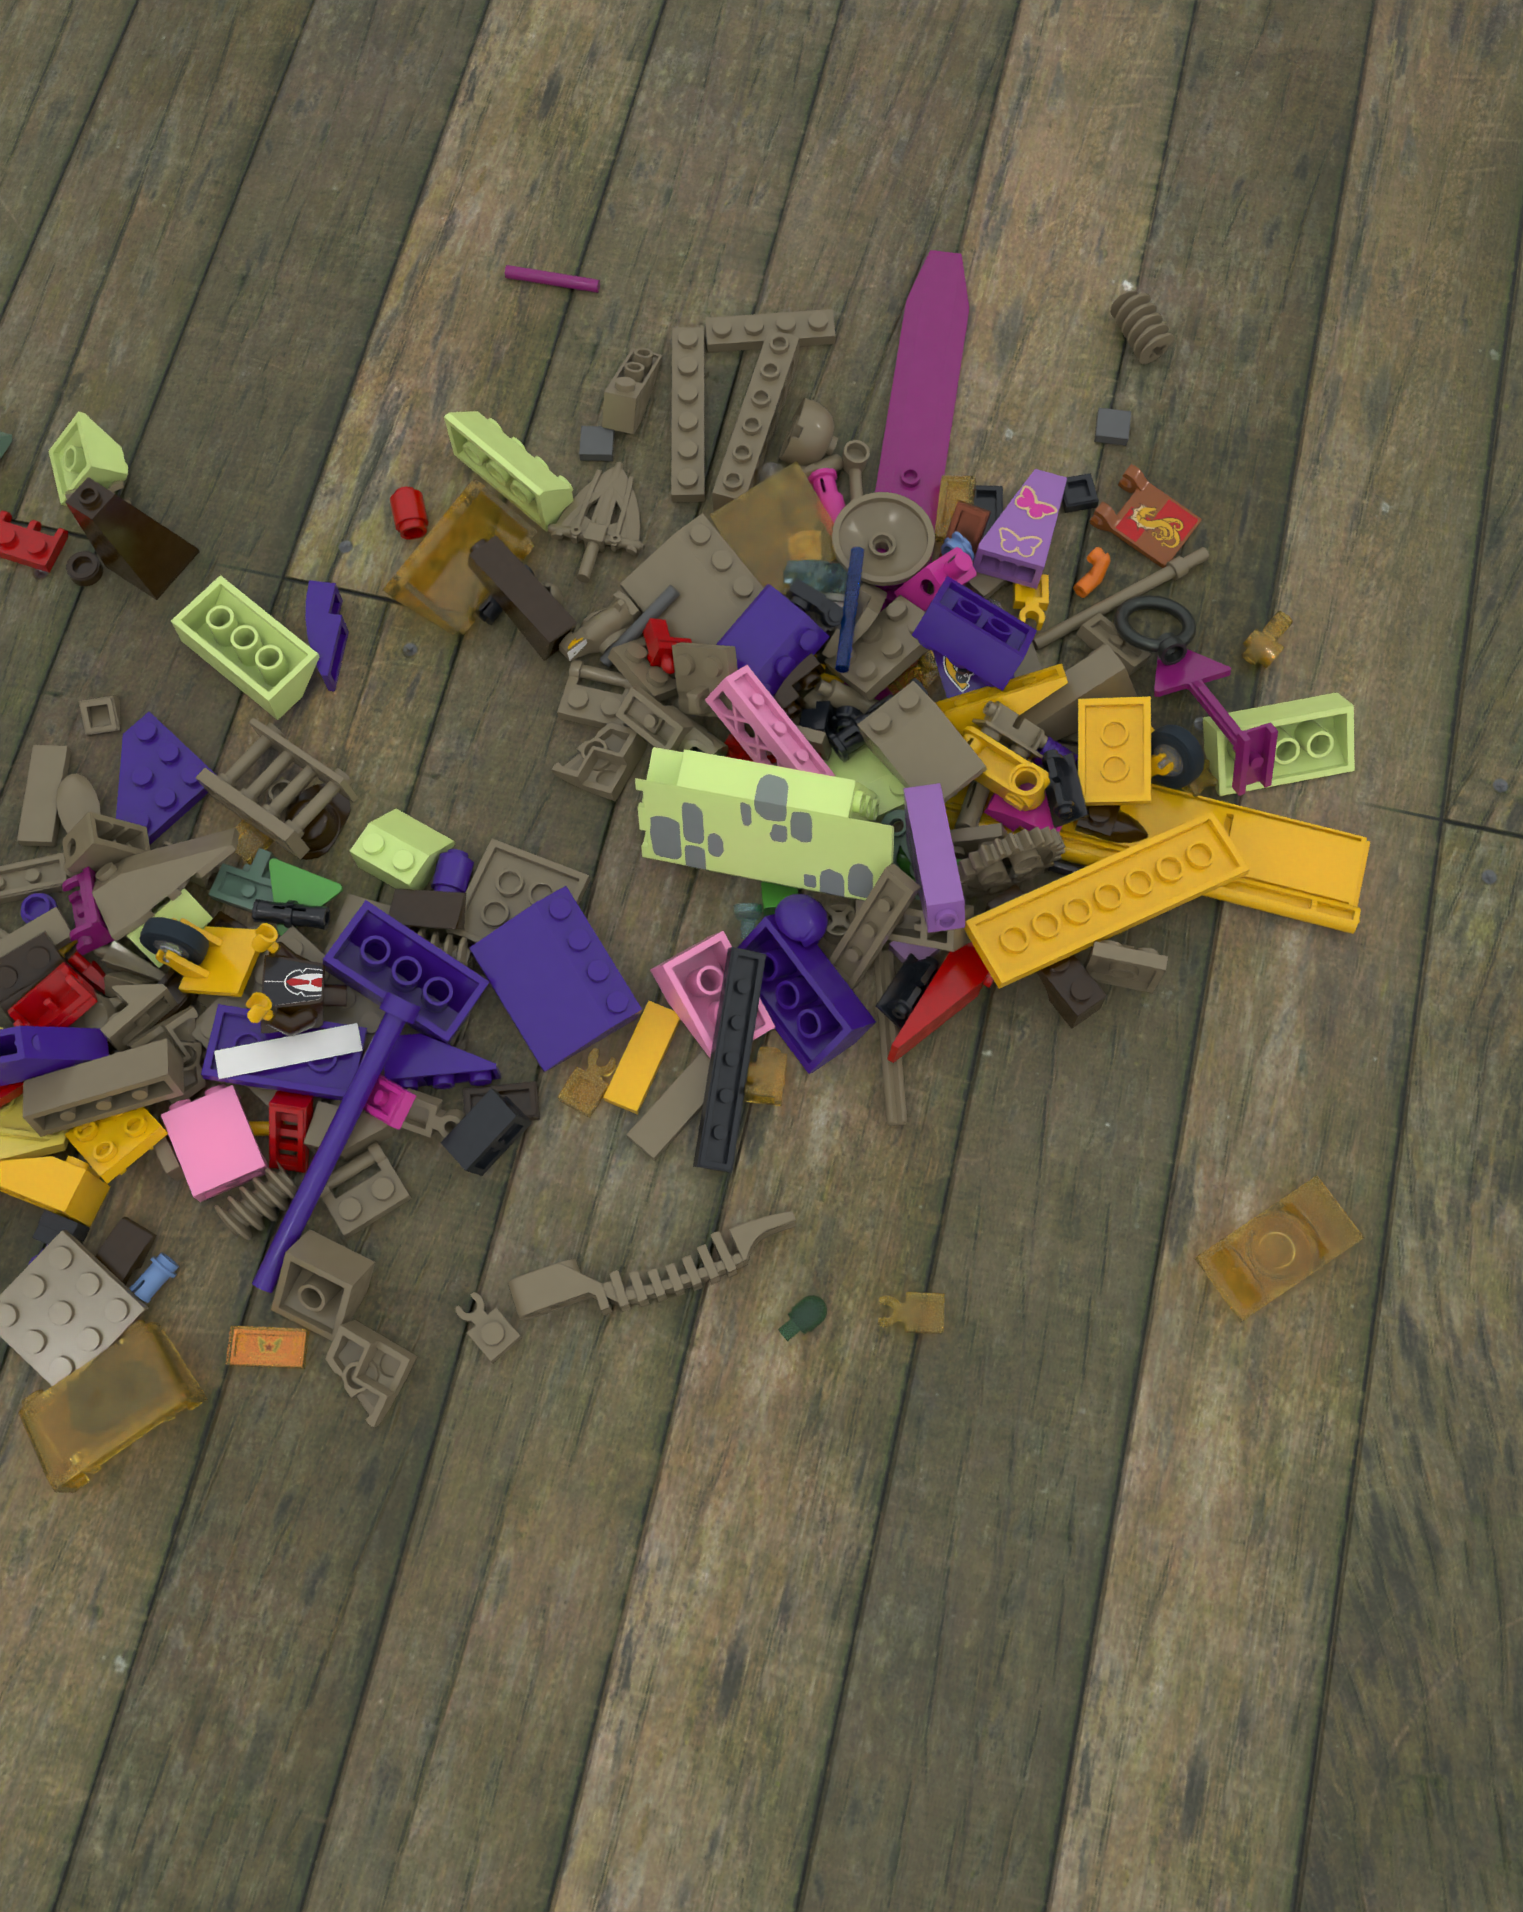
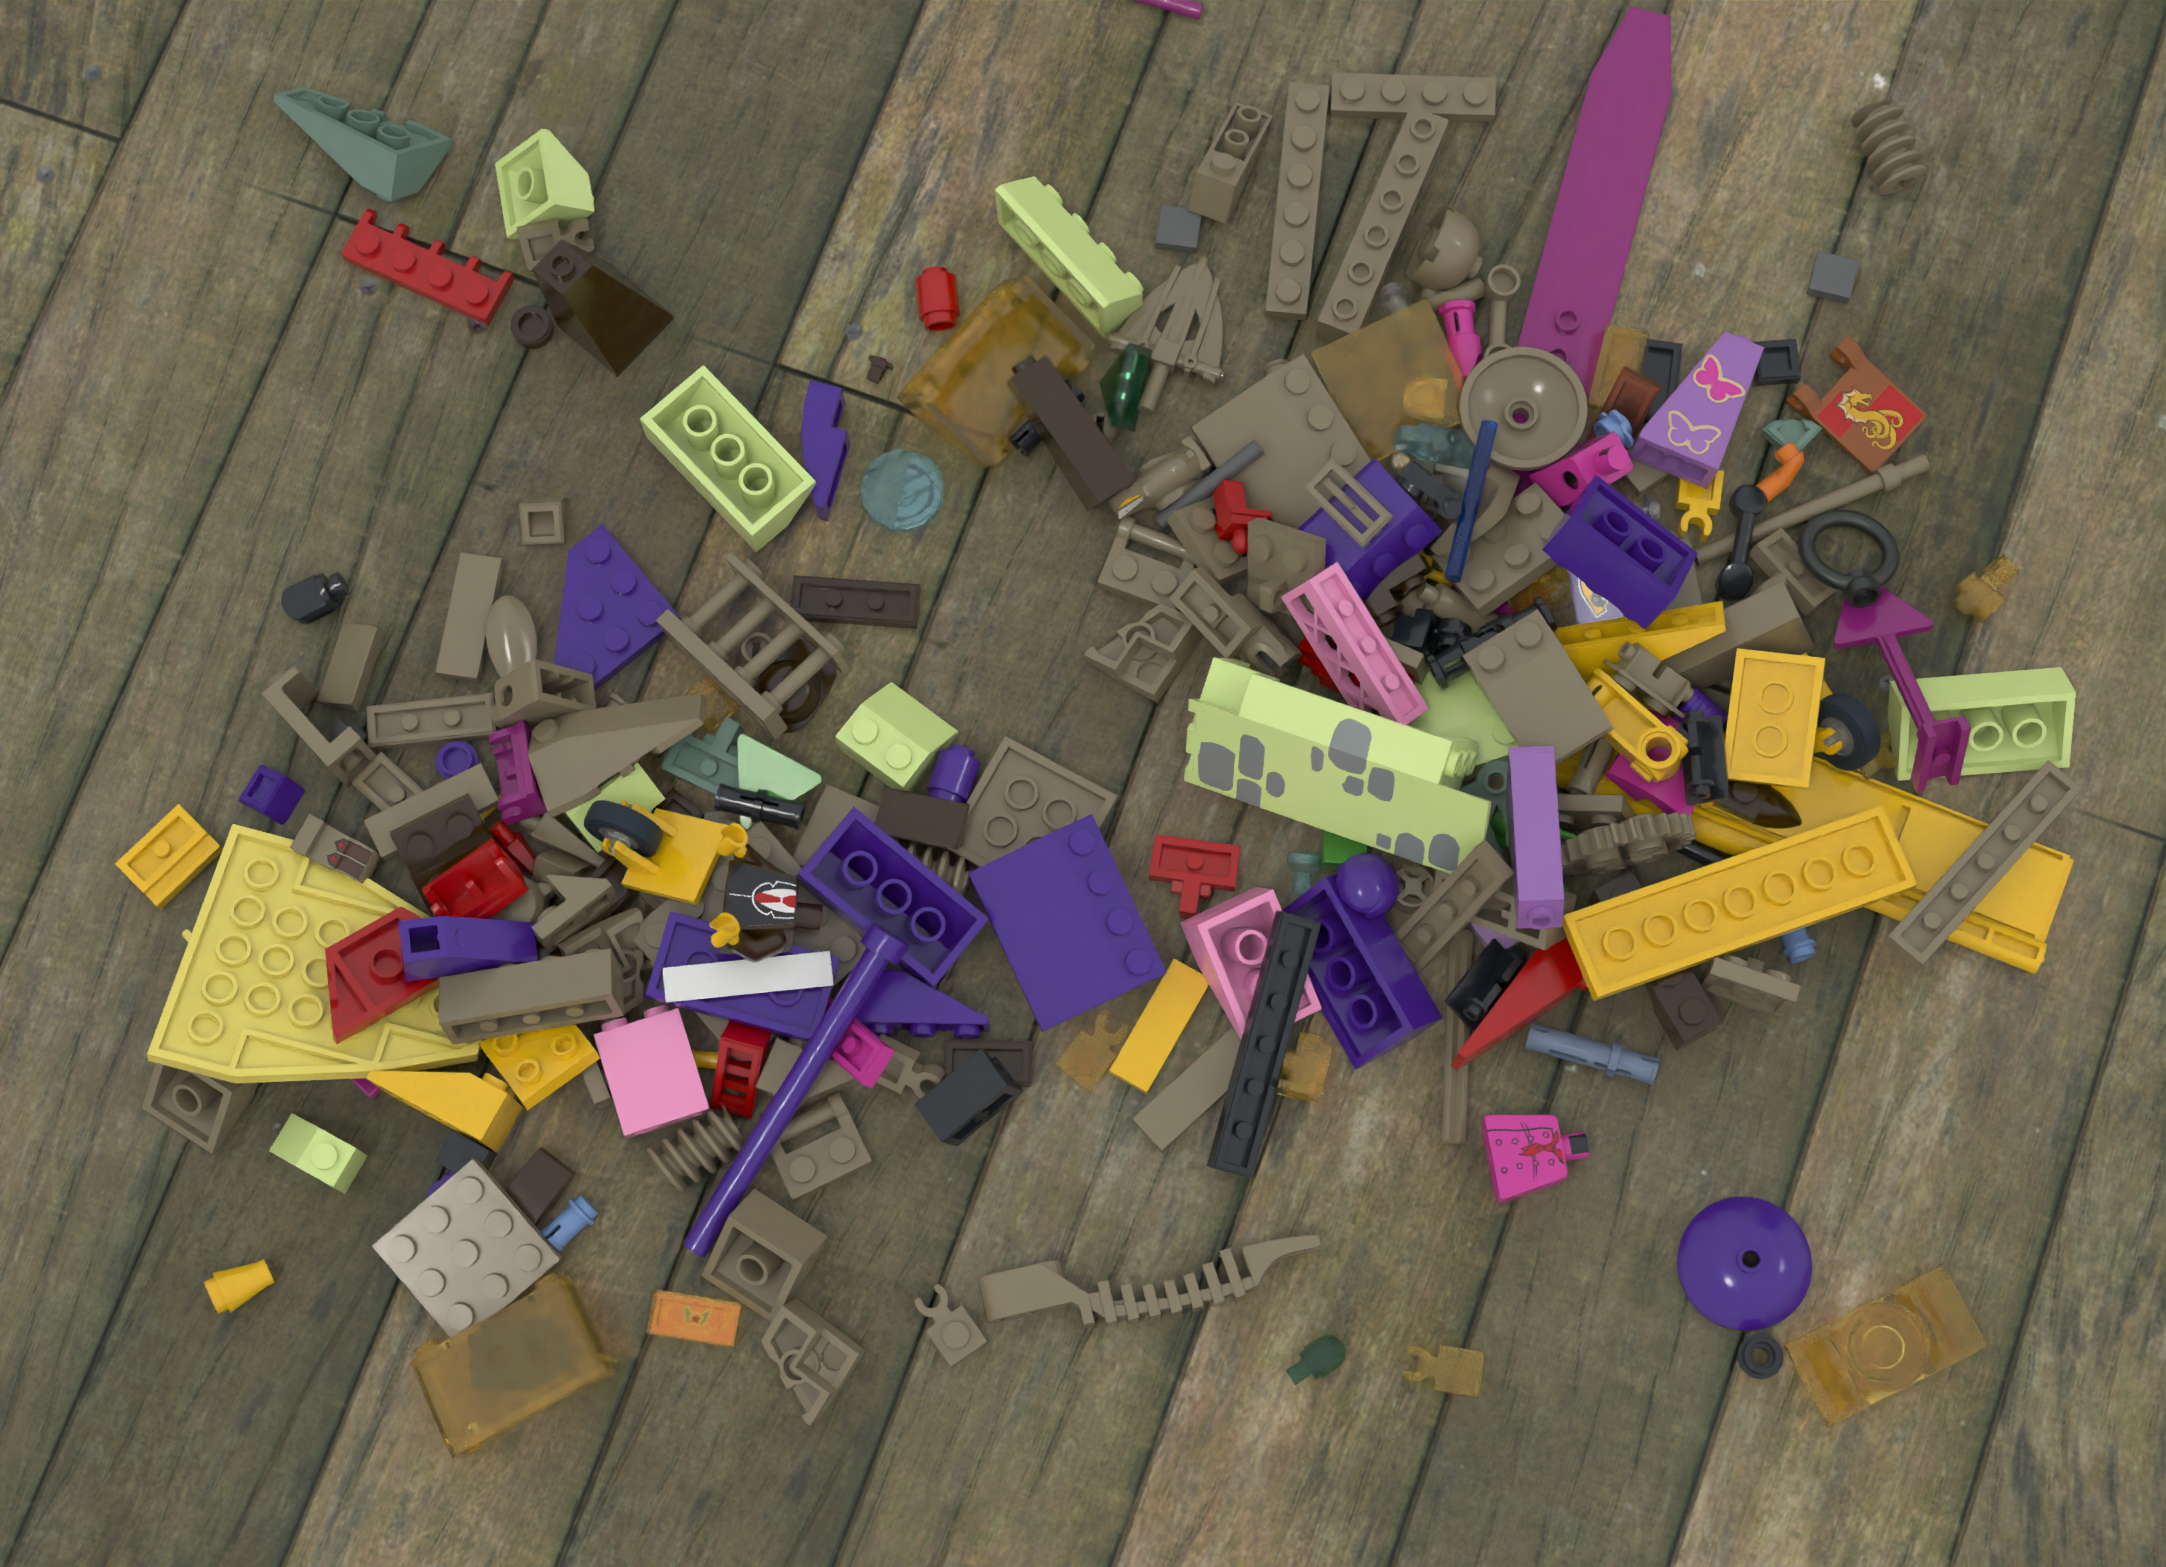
camera: 10 degrees right, 5 degrees up
(363, 749) = (856, 601): none -> dark brown tile
(366, 571) = (878, 368): none -> dark brown piece
(393, 661) = (902, 491): none -> clear light blue tile
(565, 559) = (1124, 386): none -> clear green slope
(657, 926) = (1193, 868): none -> red hinge
(773, 636) = (1374, 528): none -> dark tan tile
(960, 1124) = (1528, 1153): none -> dark pink torso
(1002, 1037) = (1599, 1055): none -> sand blue pin
(1069, 599) = (1737, 577): none -> black bar
(1105, 540) = (1791, 430): none -> sand green tile
(1137, 1214) = (1722, 1285): none -> dark purple dish
(1158, 931) = (1798, 945): none -> medium blue pin
(1183, 1261) = (1772, 1349): none -> black plate
(1299, 850) = (1982, 865): none -> dark tan plate

